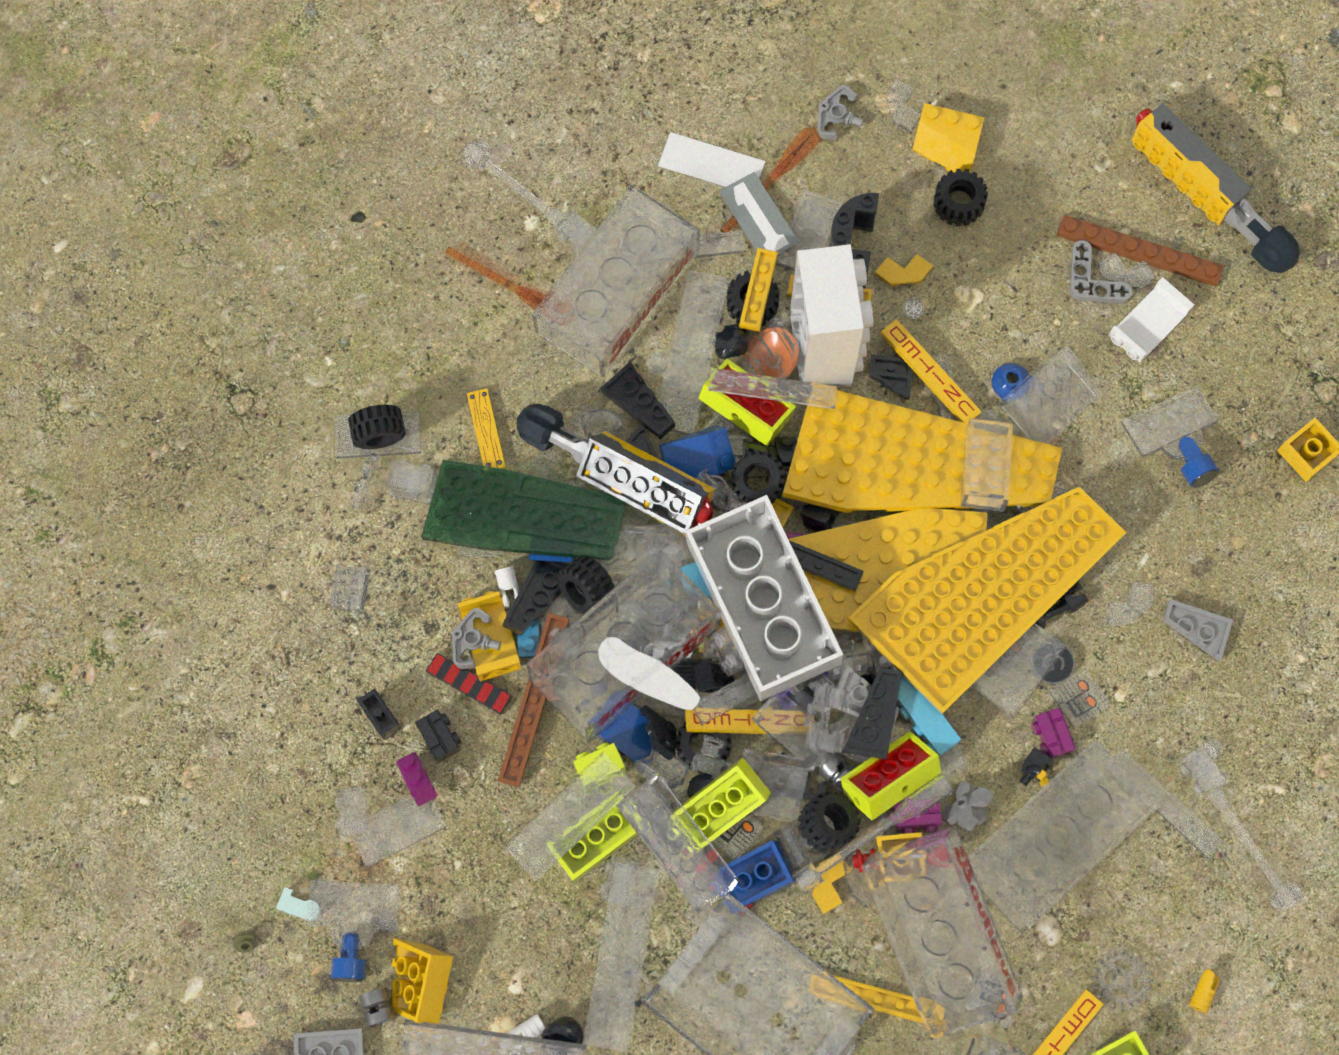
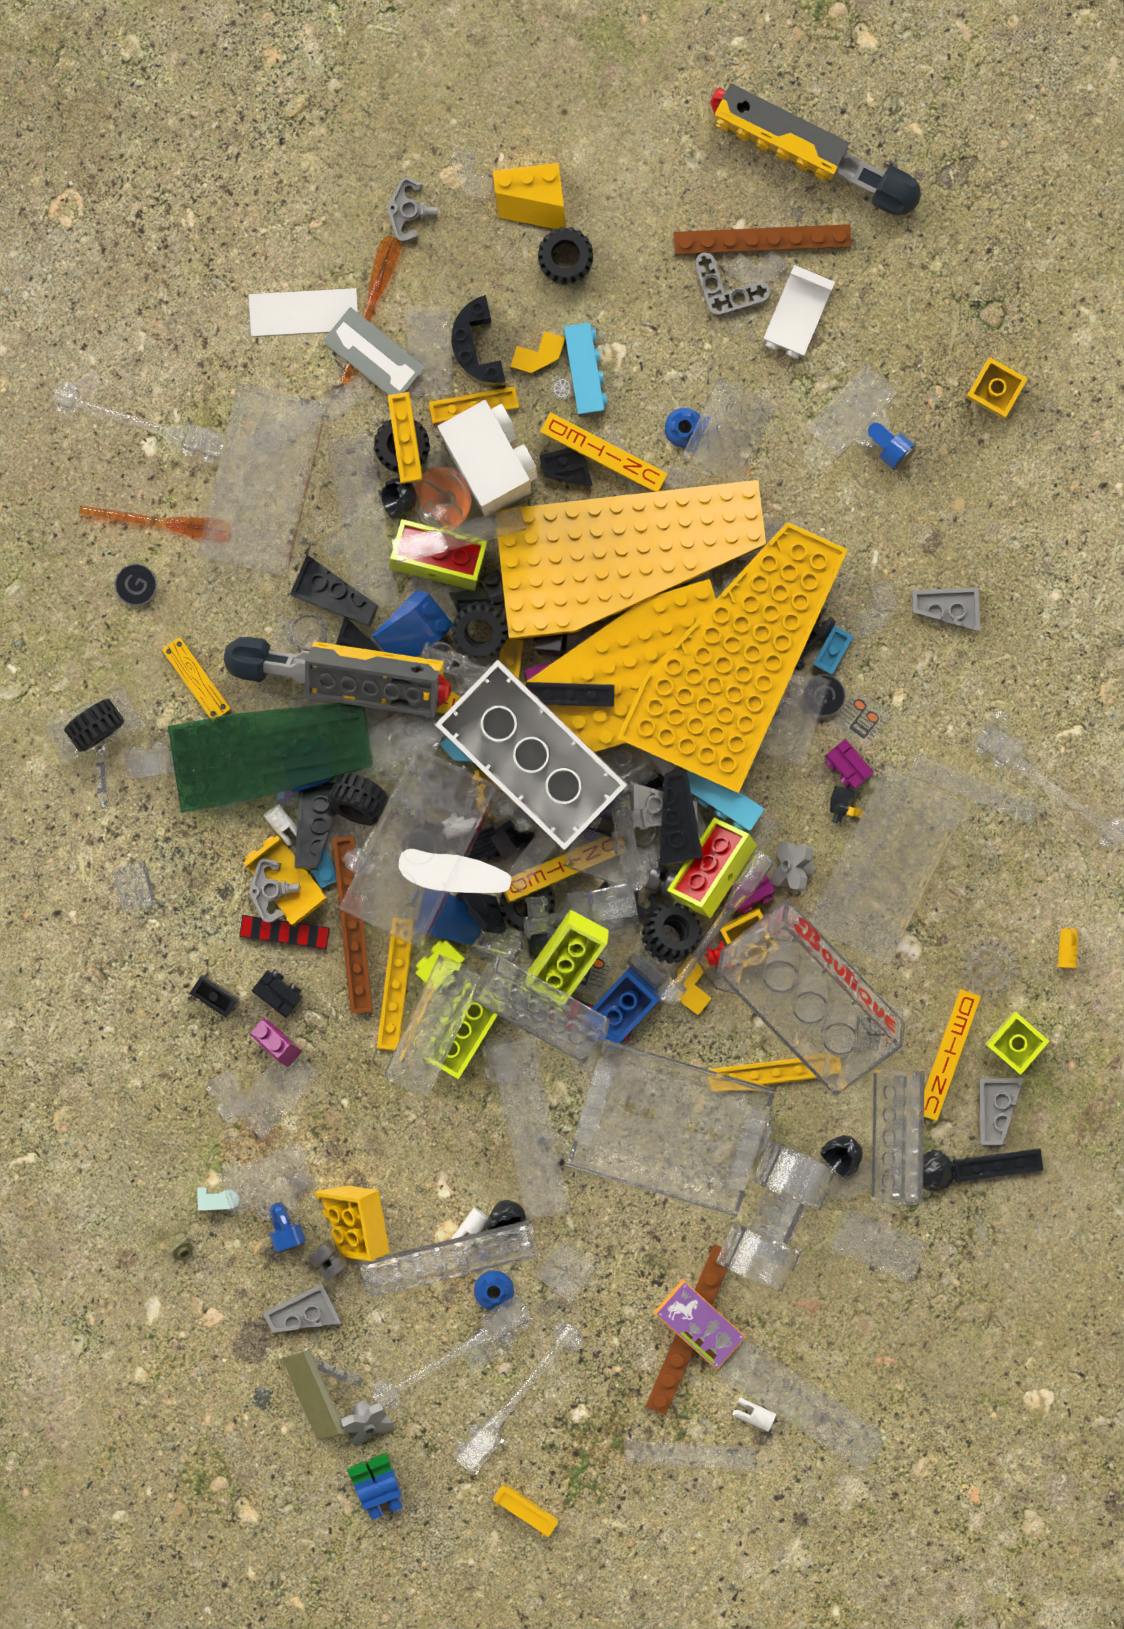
camera: 25 degrees left, 15 degrees up
(468, 330) = (136, 584): none -> black tile
(522, 563) = (287, 798): none -> clear tile
(547, 776) = (394, 994): none -> yellow tile
(940, 297) = (584, 369): none -> medium azure brick
(986, 465) = (692, 535): clear piece -> none
(1076, 625) = (833, 650): none -> dark azure plate

